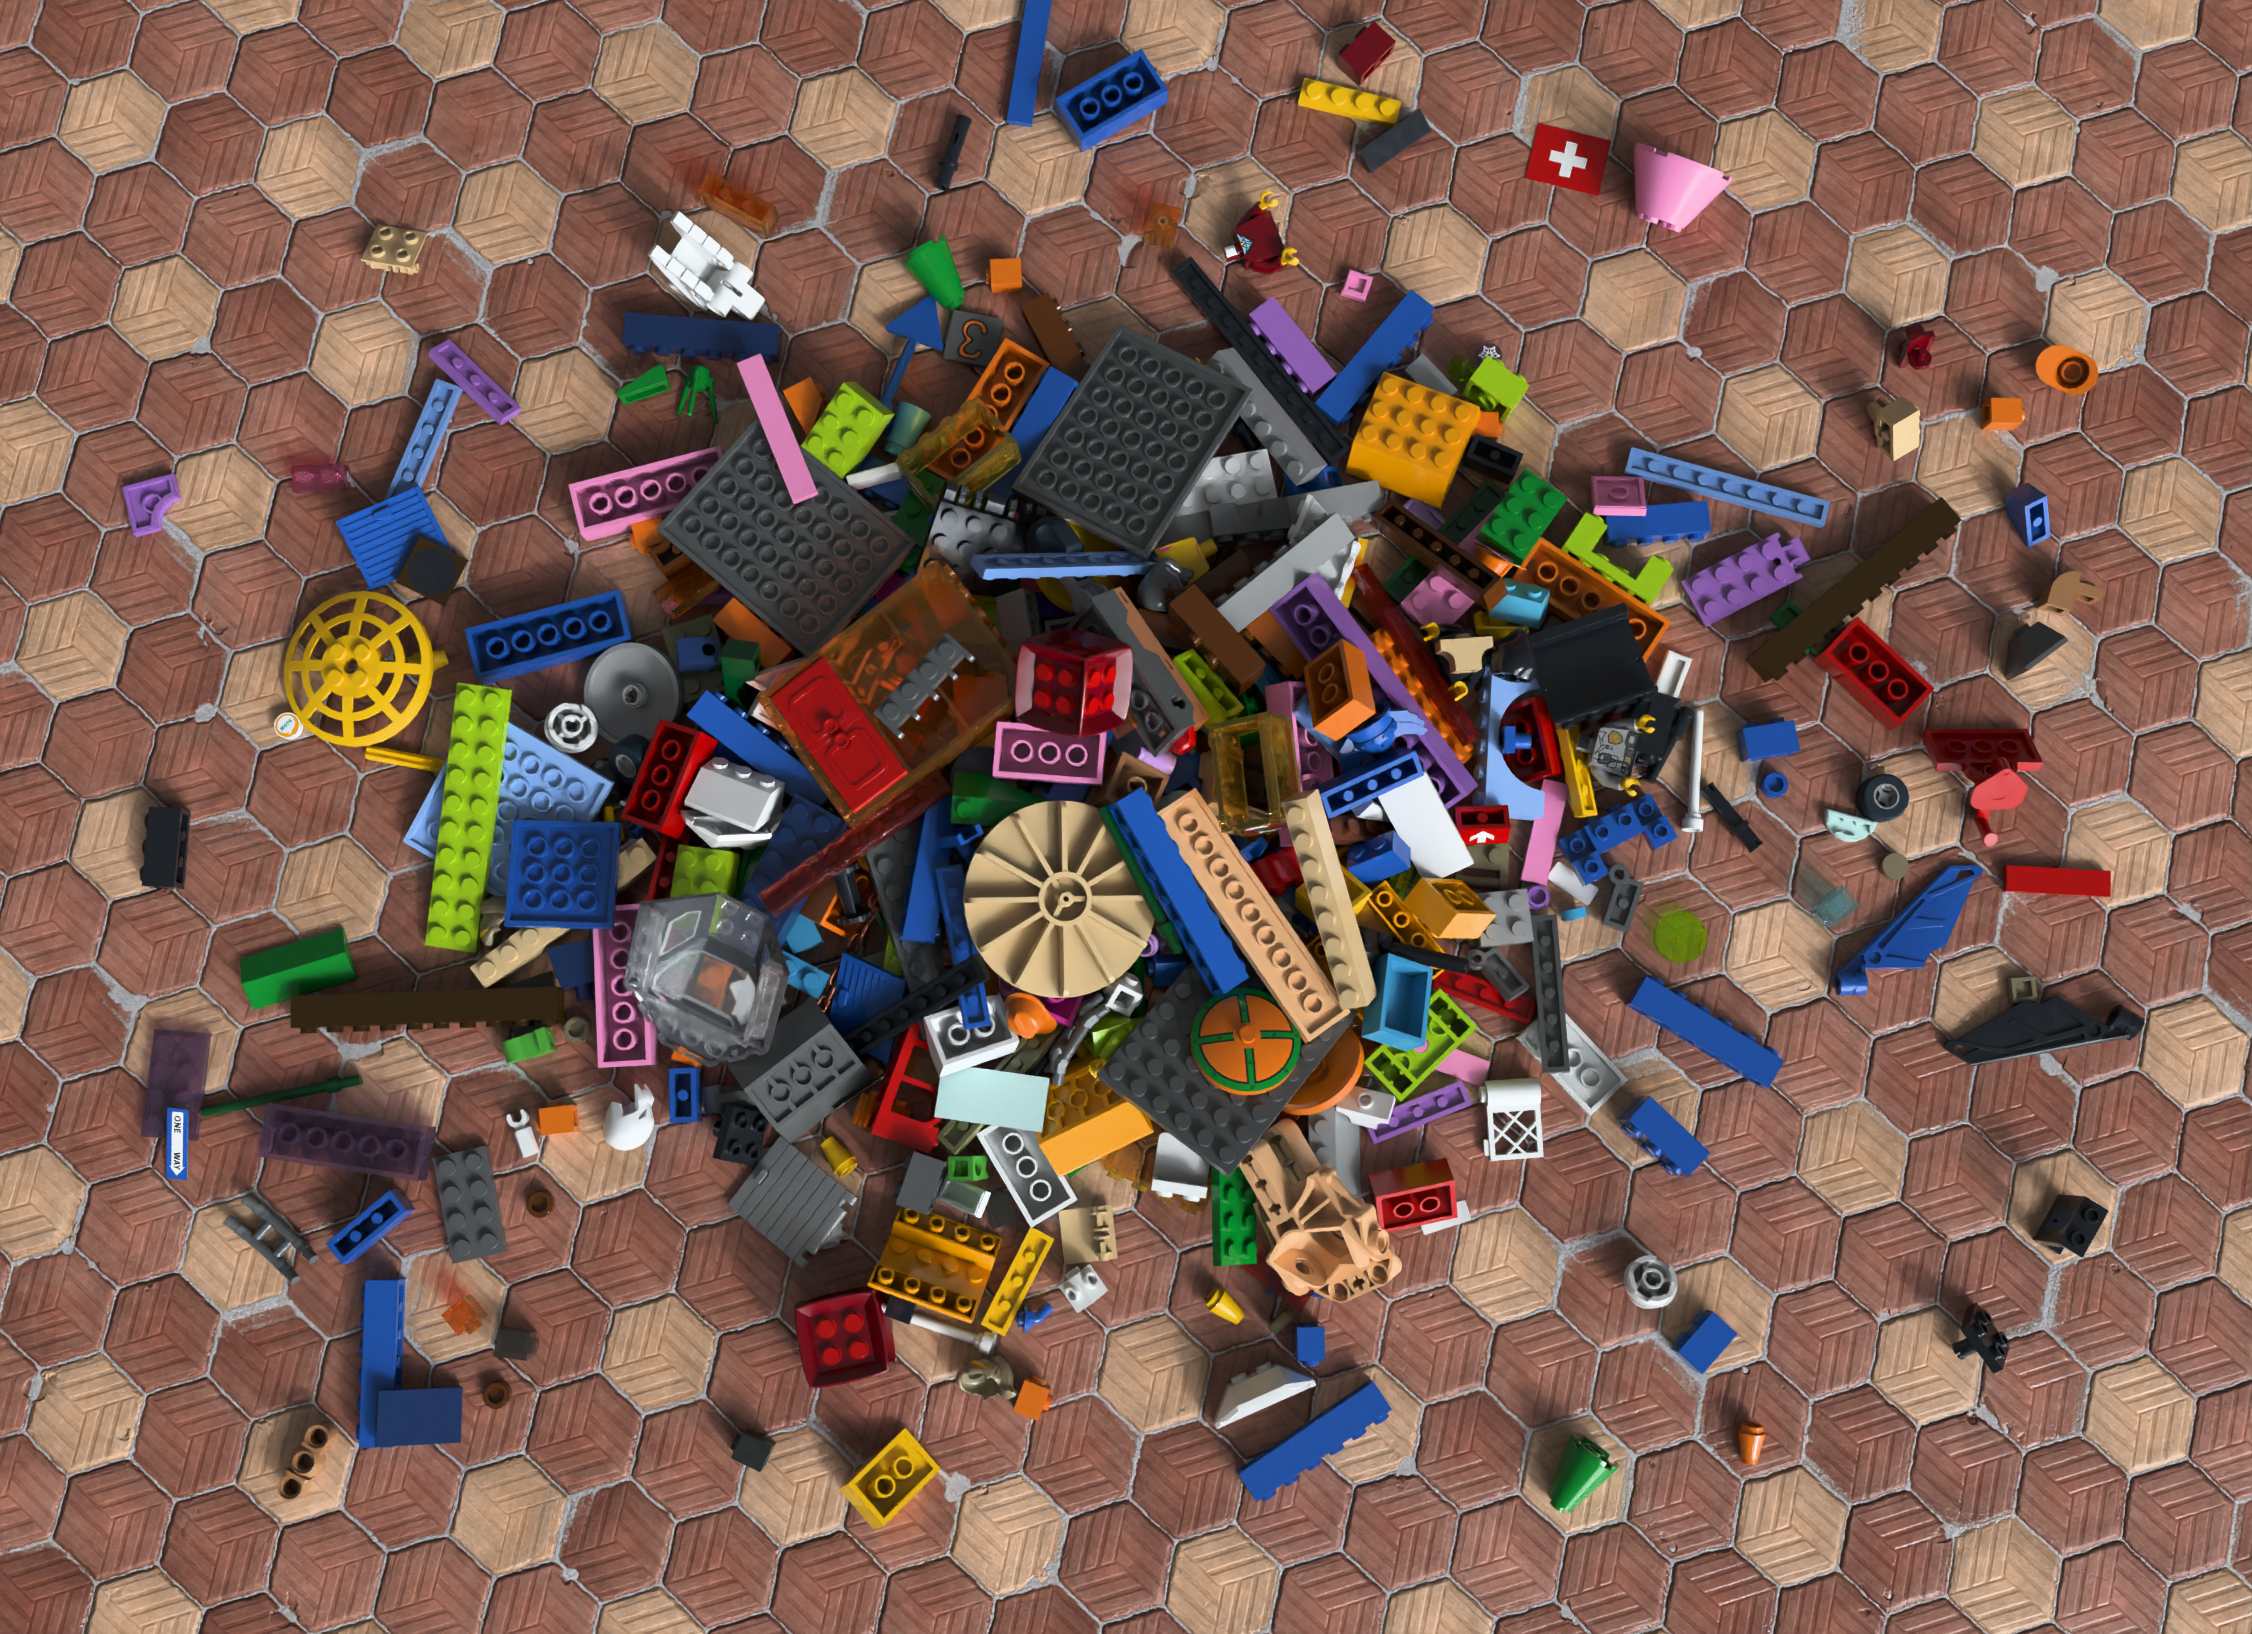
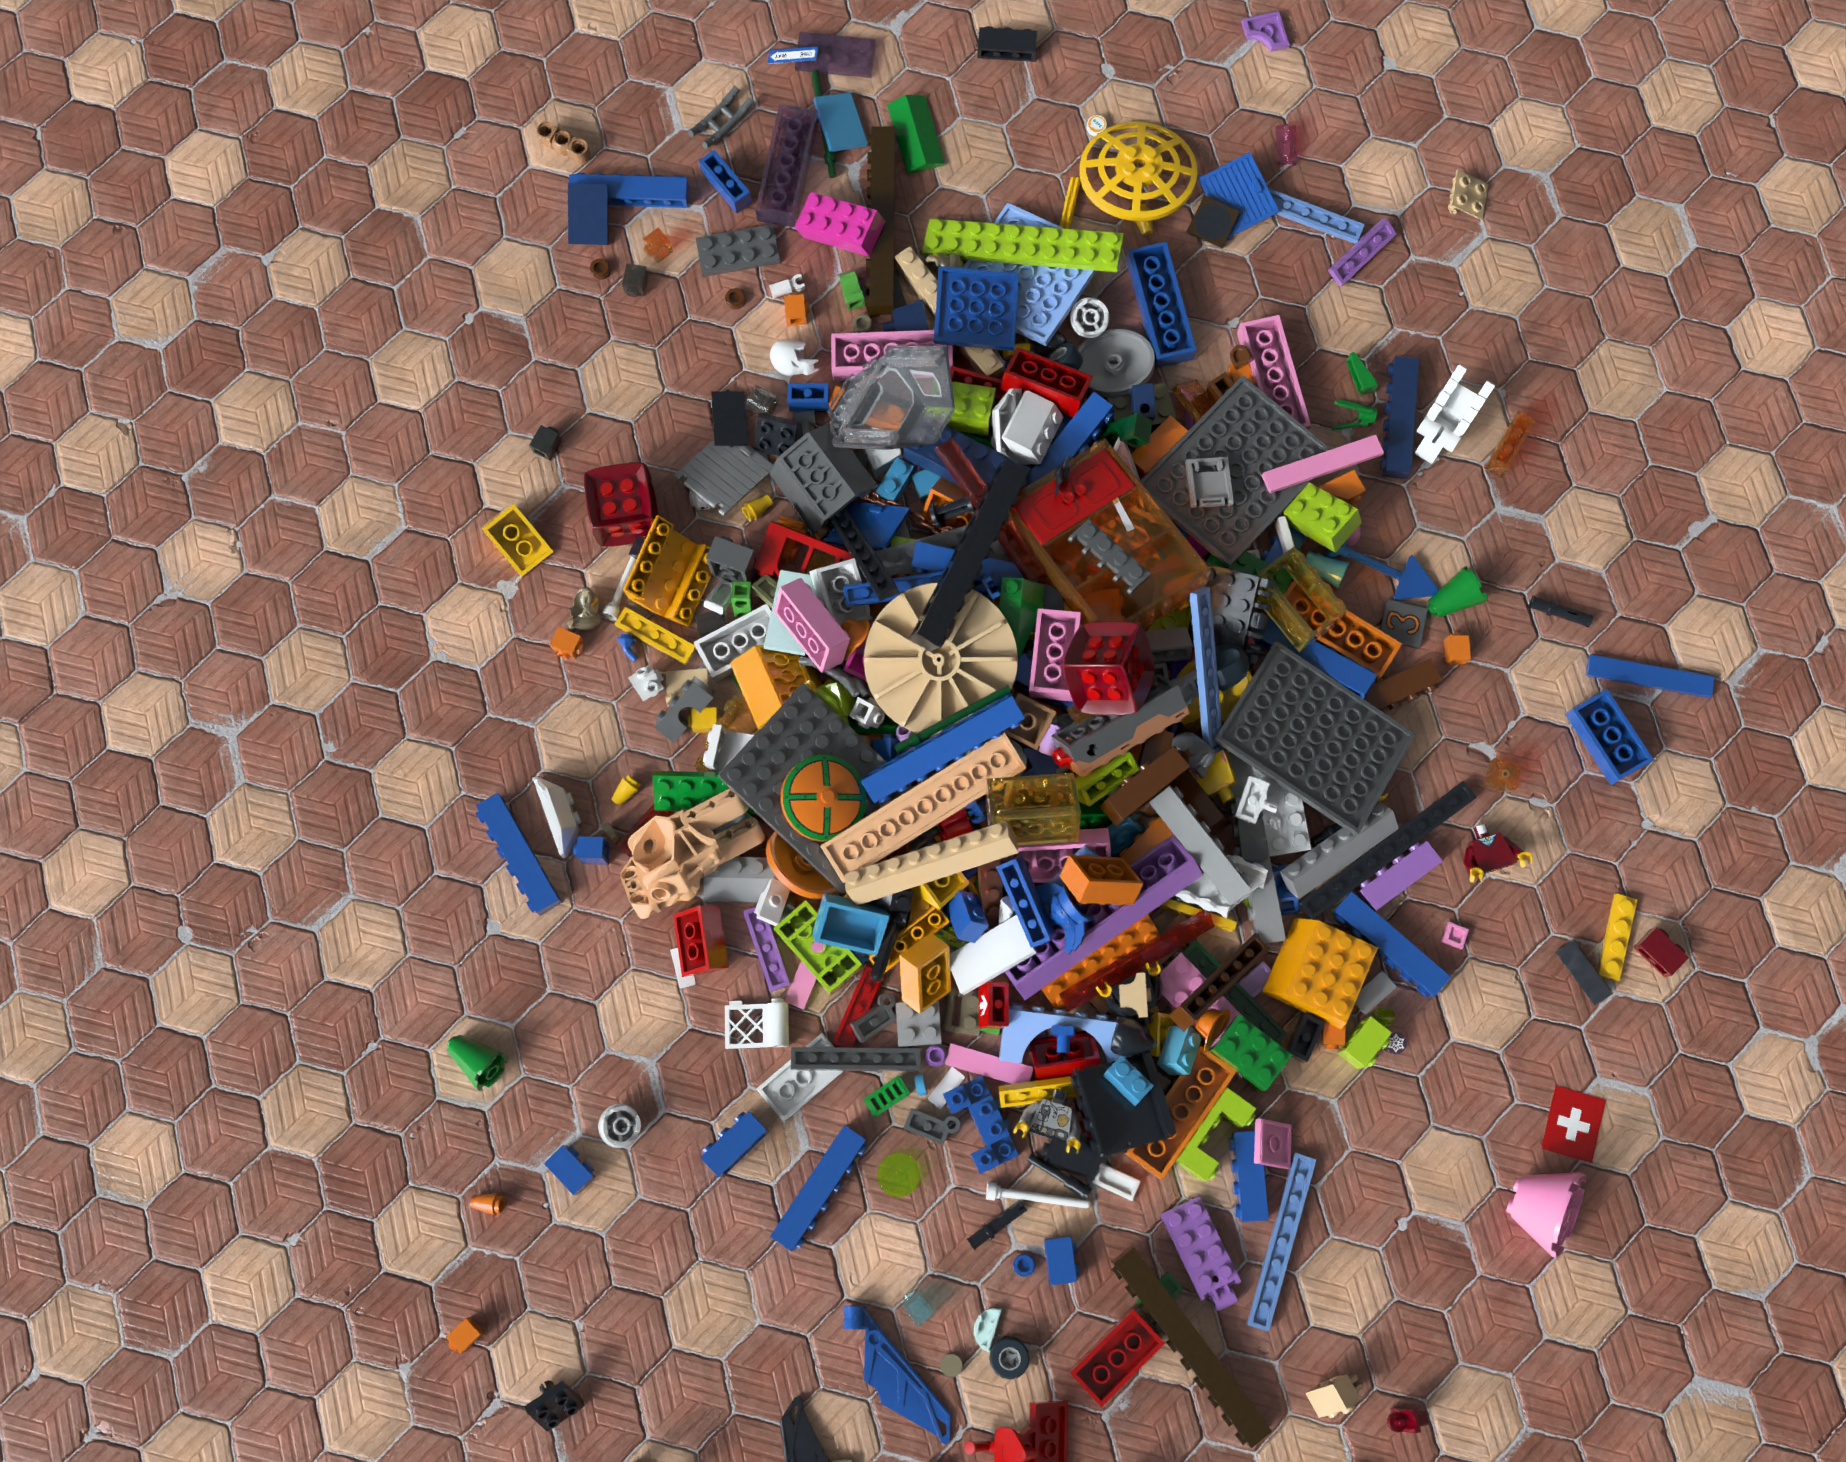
camera: 100 degrees right, 5 degrees down
(280, 1072) = (840, 122): none -> dark azure tile
(437, 1063) = (840, 224): none -> dark pink brick
(626, 533) = (1240, 356): none -> reddish brown tile
(692, 1158) = (761, 401): none -> clear smoke piece
(714, 1201) = (729, 418): none -> black piece
(811, 748) = (1061, 472): none -> black plate
(812, 568) = (1209, 488): none -> light grey container
(864, 670) = (1124, 517): none -> white sticker
(929, 862) = (969, 555): none -> black brick
(1017, 1067) = (811, 625): none -> bright pink brick
(1102, 1223) = (693, 694): none -> dark grey arch
(1129, 1209) = (703, 721): none -> yellow brick
(1219, 512) = (1254, 800): none -> white plate
(1564, 660) = (1128, 1080): none -> dark azure brick
(1570, 942) = (905, 1092): none -> green slope
(1909, 1457) = (464, 1335): none -> orange brick

